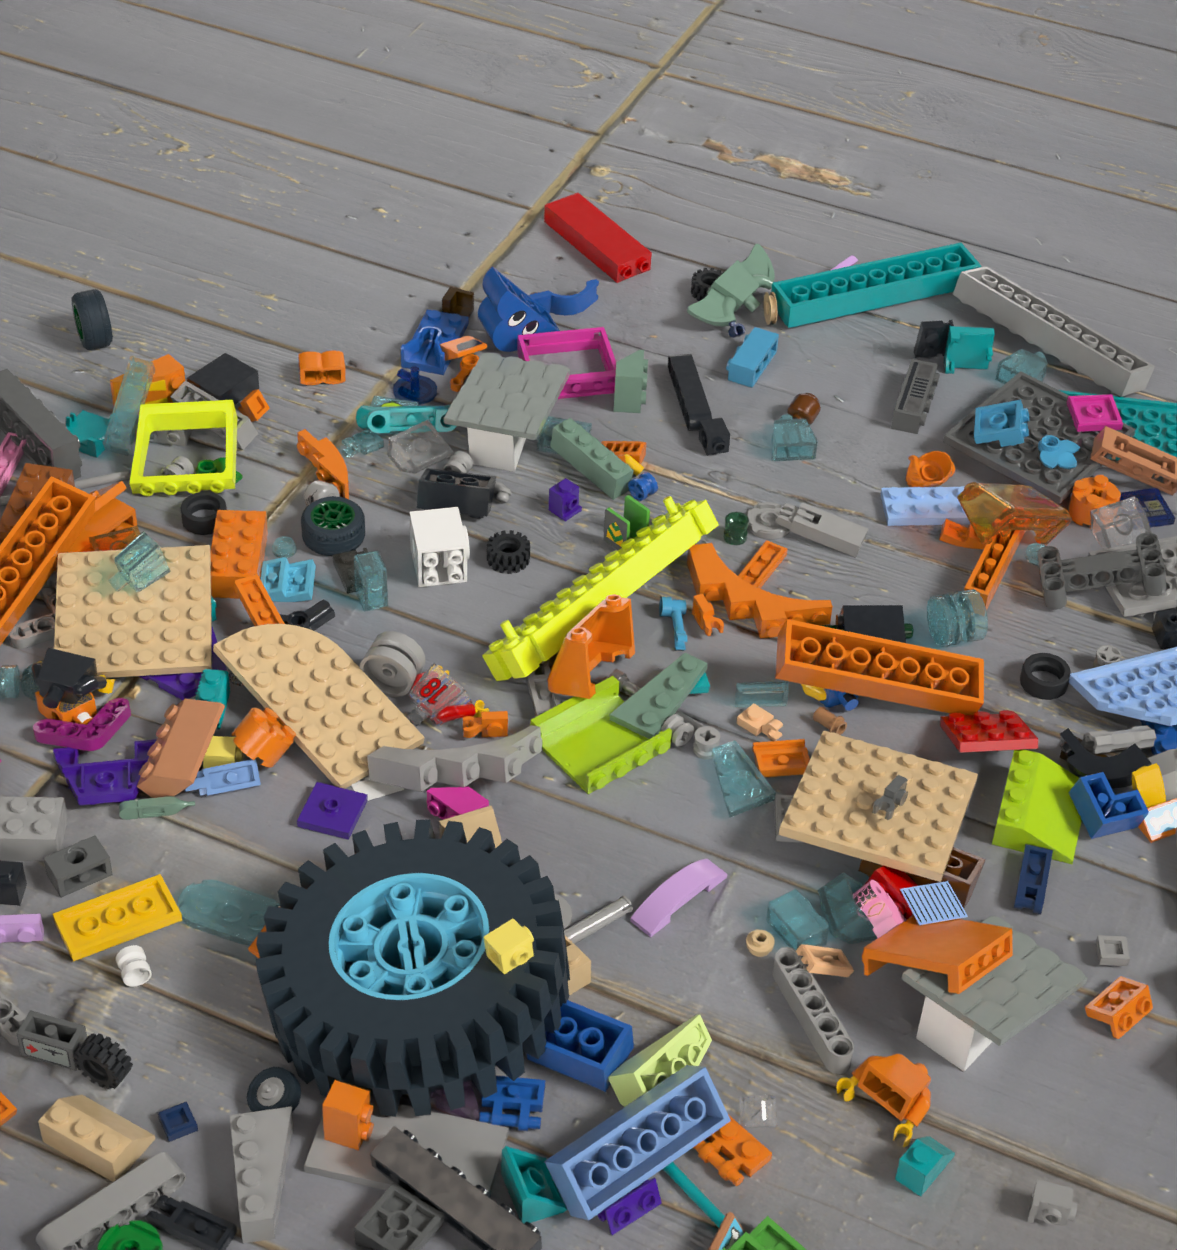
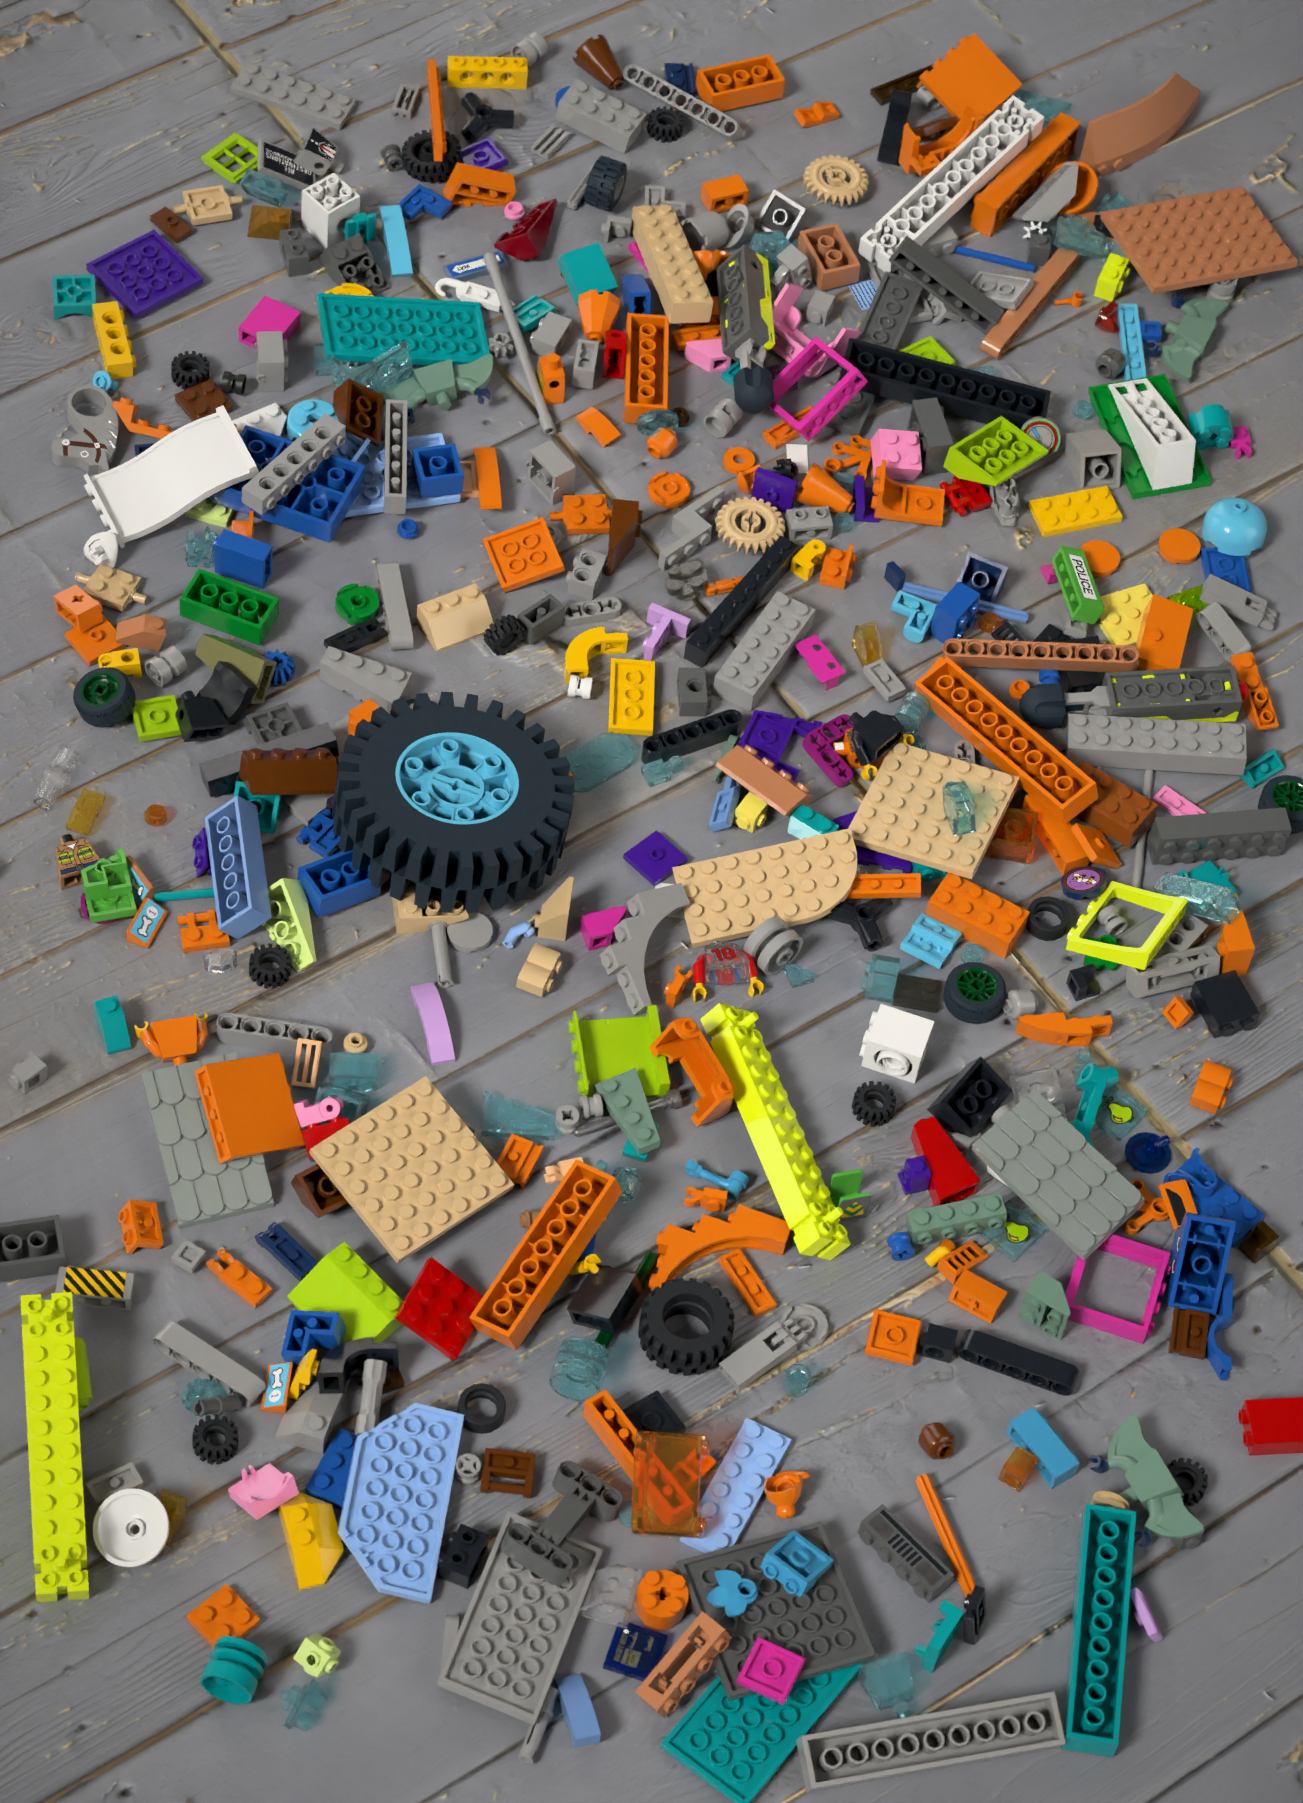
camera: 115 degrees right, 10 degrees up
(76, 988) = (591, 644): none -> yellow arch
(147, 841) = (692, 736): none -> black beam
(148, 498) = (1083, 882): none -> tile
(177, 1121) = (439, 665): dark blue tile -> none
(209, 855) = (660, 772): none -> clear light blue plate
(263, 736) = (730, 827): orange brick -> none
(264, 472) = (1082, 982): none -> black panel
(480, 1145) = (288, 771): none -> reddish brown slope
(509, 946) = (394, 805): light yellow brick -> none
(531, 491) = (951, 1174): none -> red slope
(552, 834) = (539, 969): none -> tan brick
(576, 316) = (1189, 1333): none -> reddish brown plate
(649, 429) = (977, 1296): none -> orange hinge
(730, 1046) = (270, 977): none -> black tyre
(732, 465) = (893, 1337): none -> orange plate
(736, 528) = (802, 1285): clear green wheel -> none
(740, 670) = (629, 1182): none -> clear light blue head
(780, 1208) = (146, 923): none -> slope
(785, 358) = (1018, 1468): none -> clear orange panel
(793, 440) = (900, 1405): clear light blue torso -> none
(828, 498) = (797, 1380): none -> clear light blue wheel
(852, 554) = (681, 1353): none -> black tyre
(876, 383) = (946, 1533): none -> orange axle
(894, 795) = (398, 1157): dark grey plate -> none
(933, 903) = (295, 1141): light blue sticker -> none
(948, 569) = (654, 1414): none -> black plate
(1076, 638) = (508, 1465): none -> reddish brown plate
(1092, 901) = (240, 1279): none -> orange hinge

